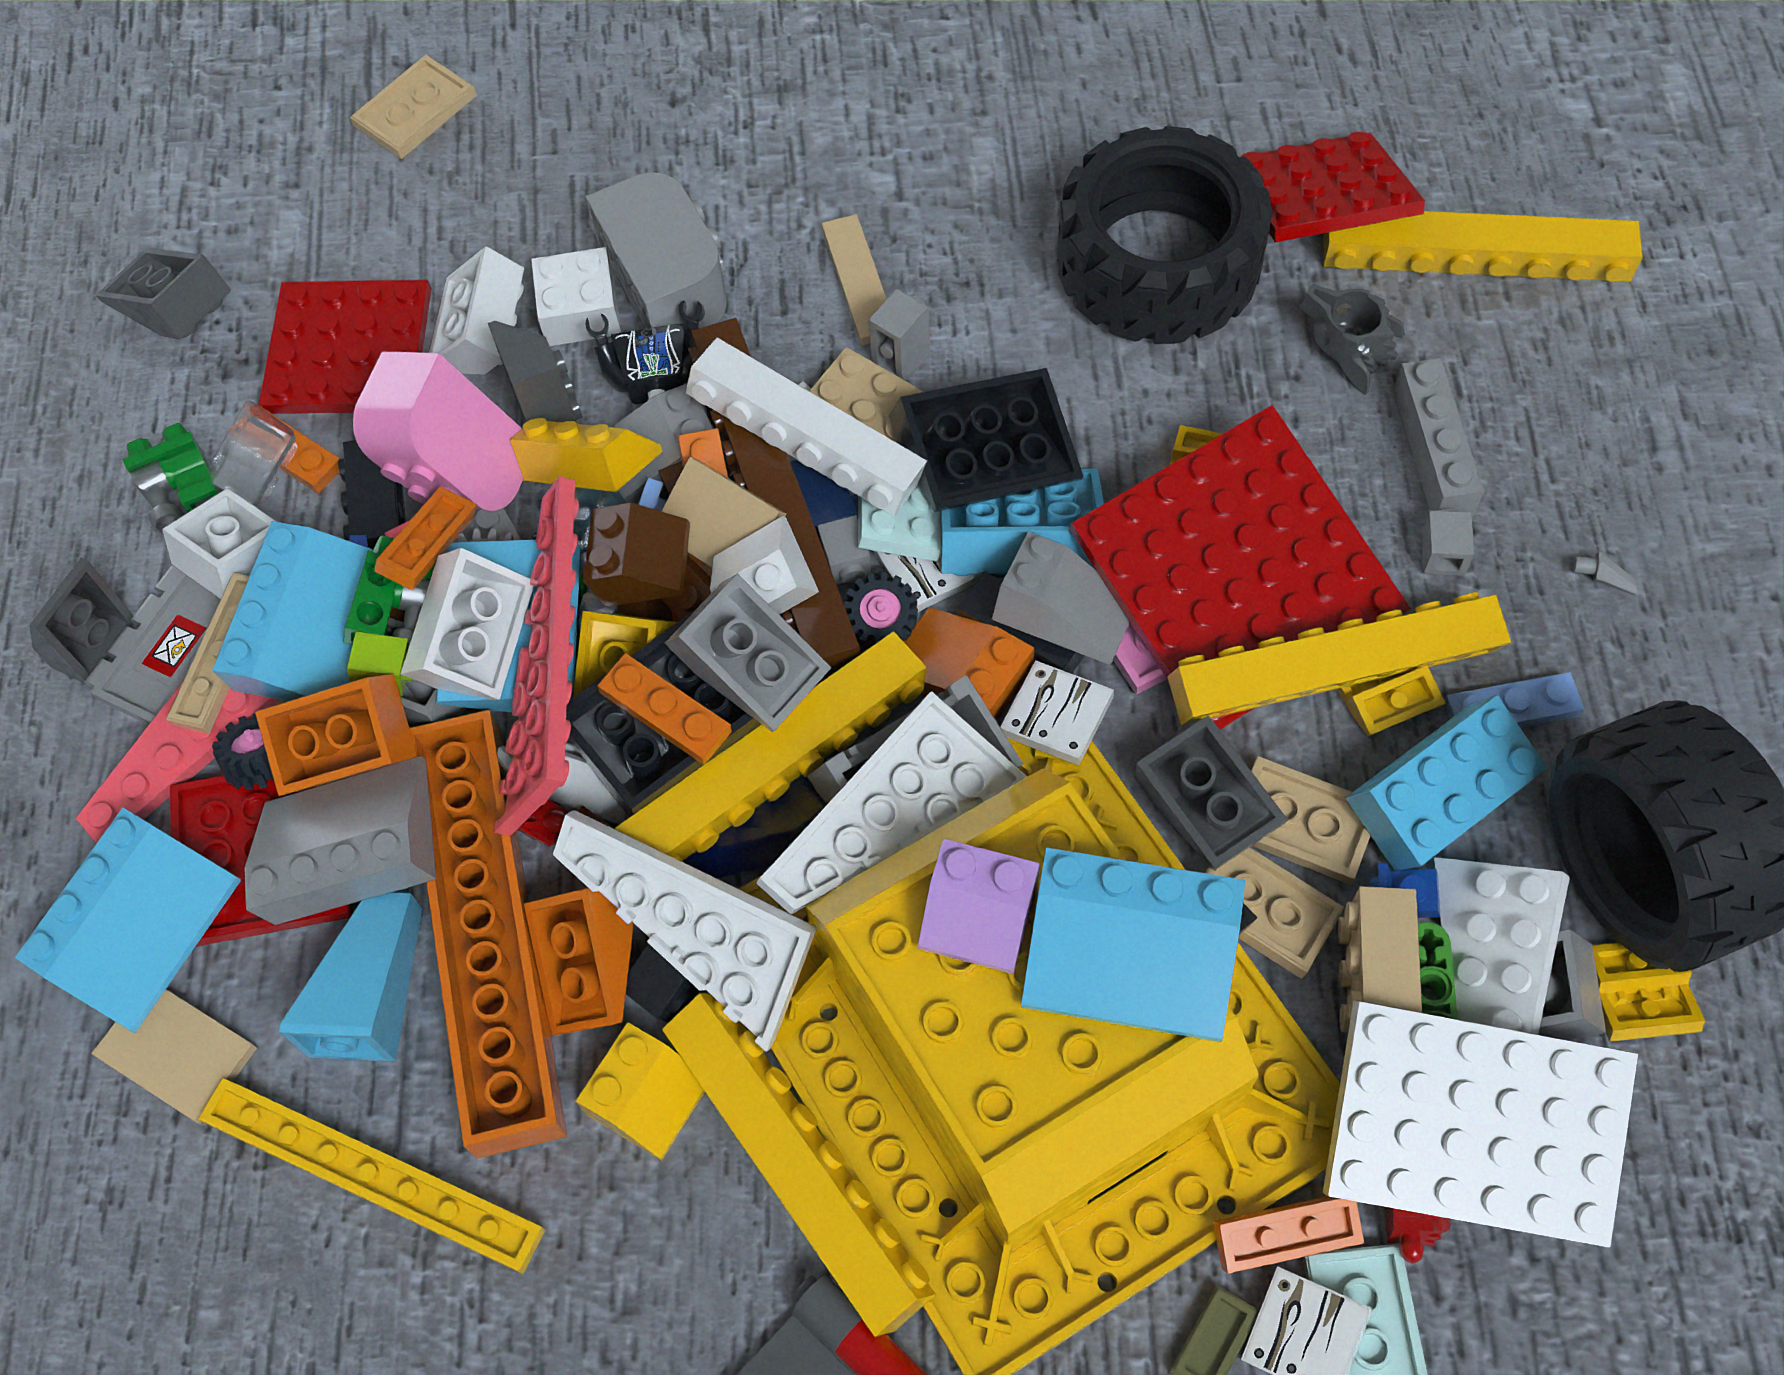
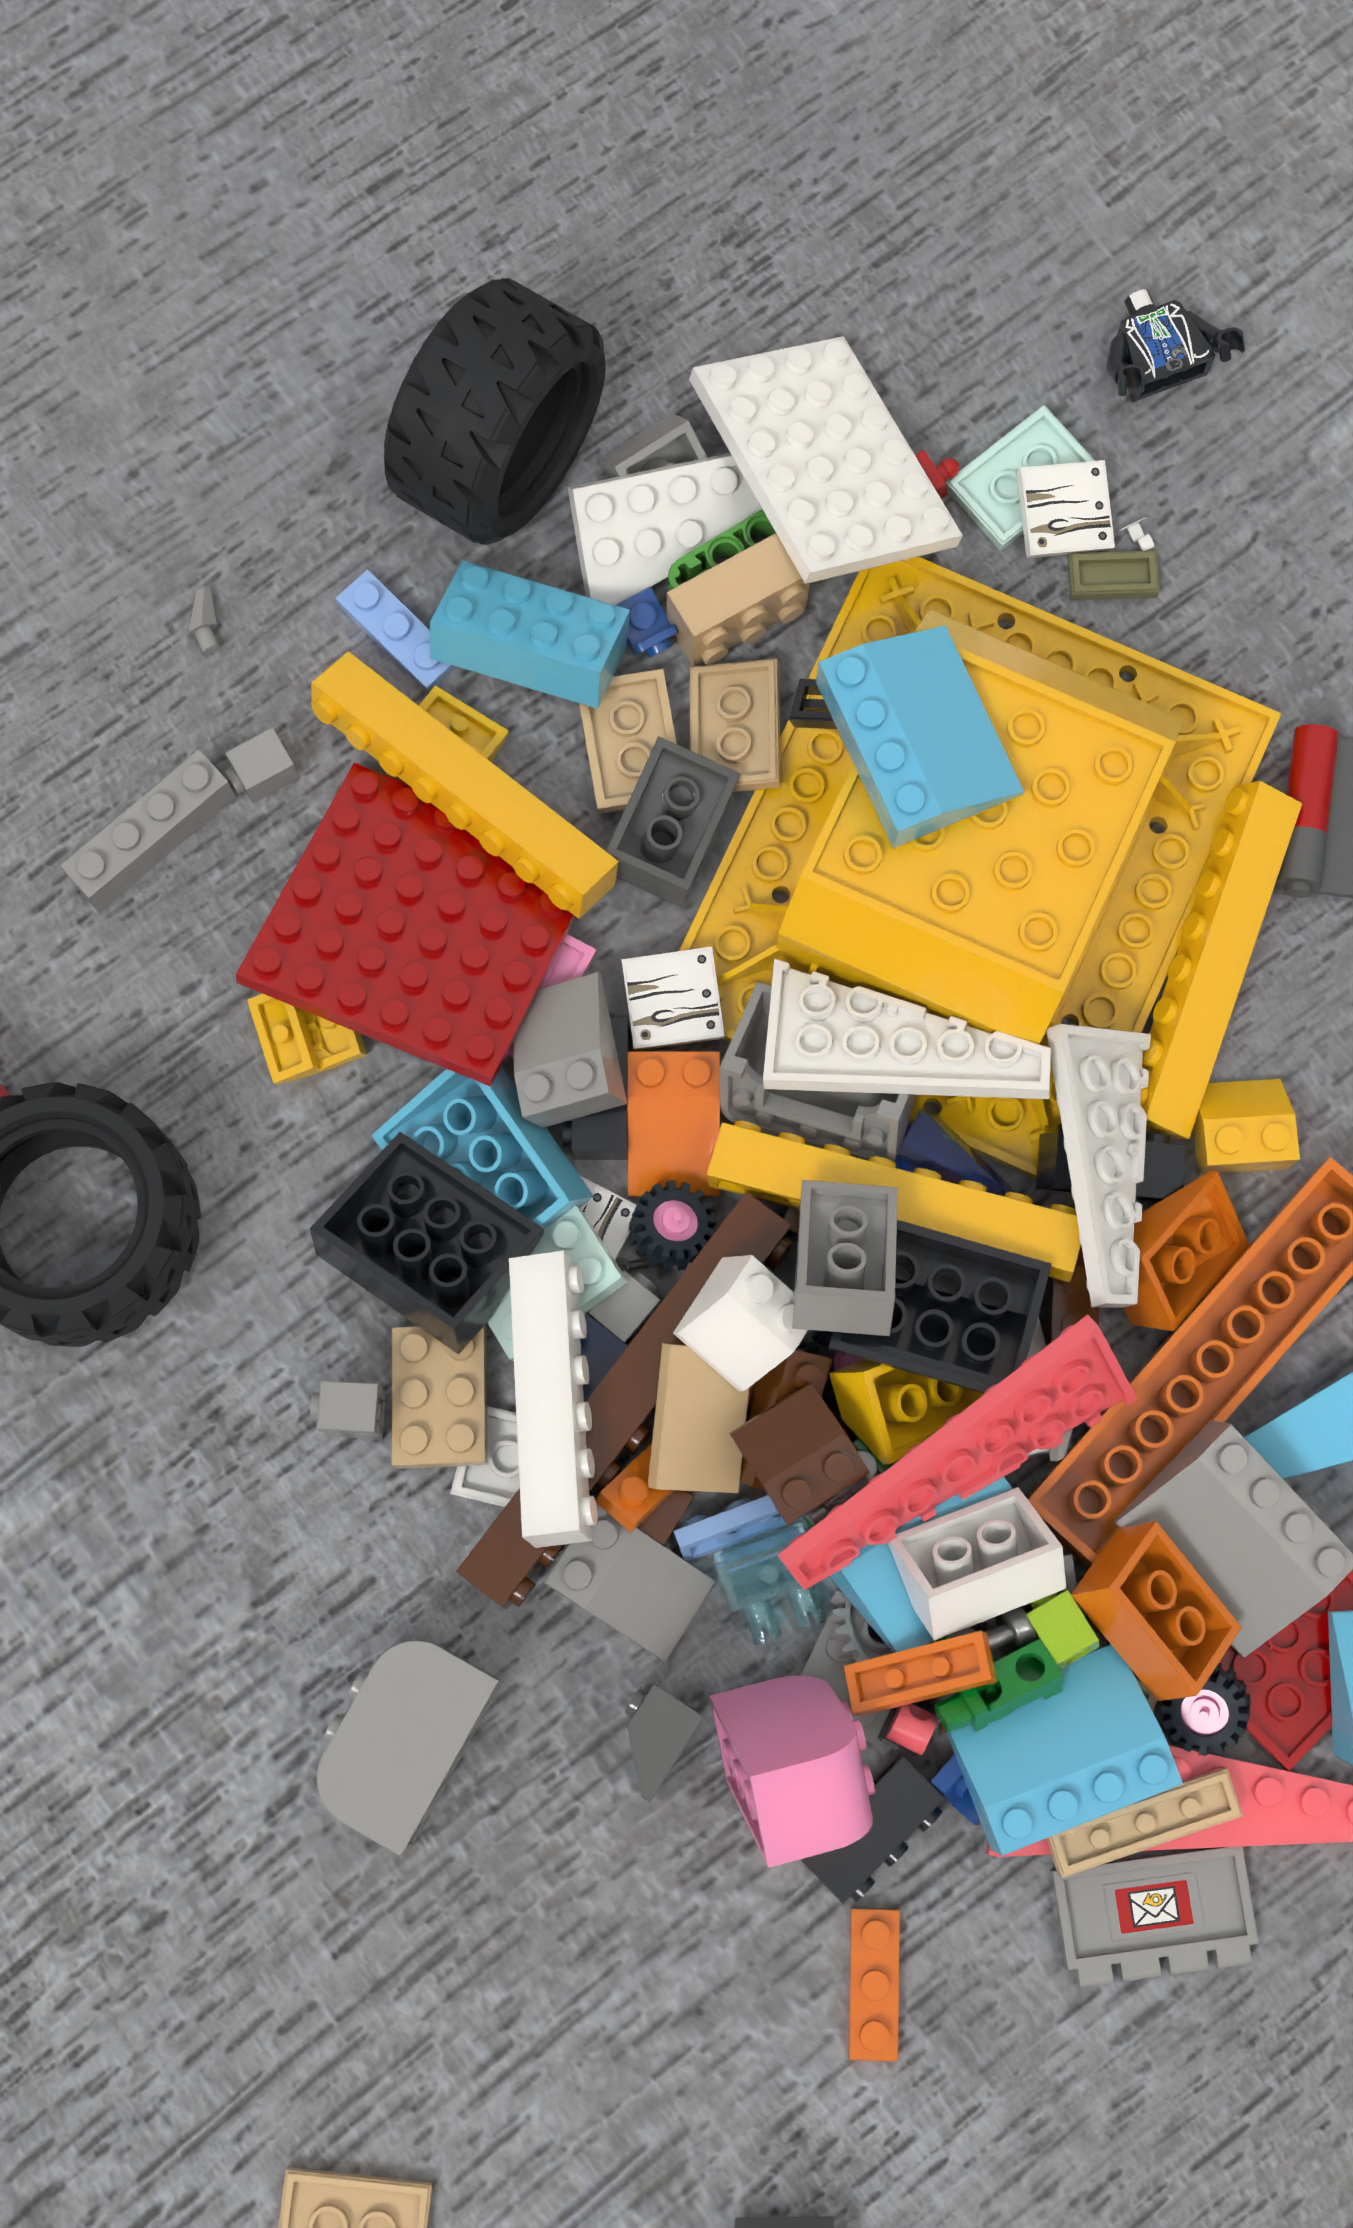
camera: 130 degrees left, 15 degrees up
(79, 623) = (1214, 2004): dark grey slope -> none
(168, 467) = (977, 2077): green hips -> none
(217, 540) = (1031, 1926): white brick -> none
(252, 454) = (917, 1998): clear slope -> none
(332, 337) = (714, 2027): red plate -> none
(475, 295) = (594, 1903): white slope -> none
(574, 289) = (503, 1805): white brick -> none
(589, 454) = (699, 1626): yellow slope -> none
(647, 359) = (532, 1659): black torso -> none
(664, 708) = (944, 1298): orange plate -> none
(855, 271) = (285, 1524): tan tile -> none
(978, 906) = (969, 869): lavender slope -> none
(1287, 1233) = (1004, 564): plate -> none
(1354, 335) = (66, 973): dark grey piece -> none
(1642, 998) = (623, 410): yellow slope -> none

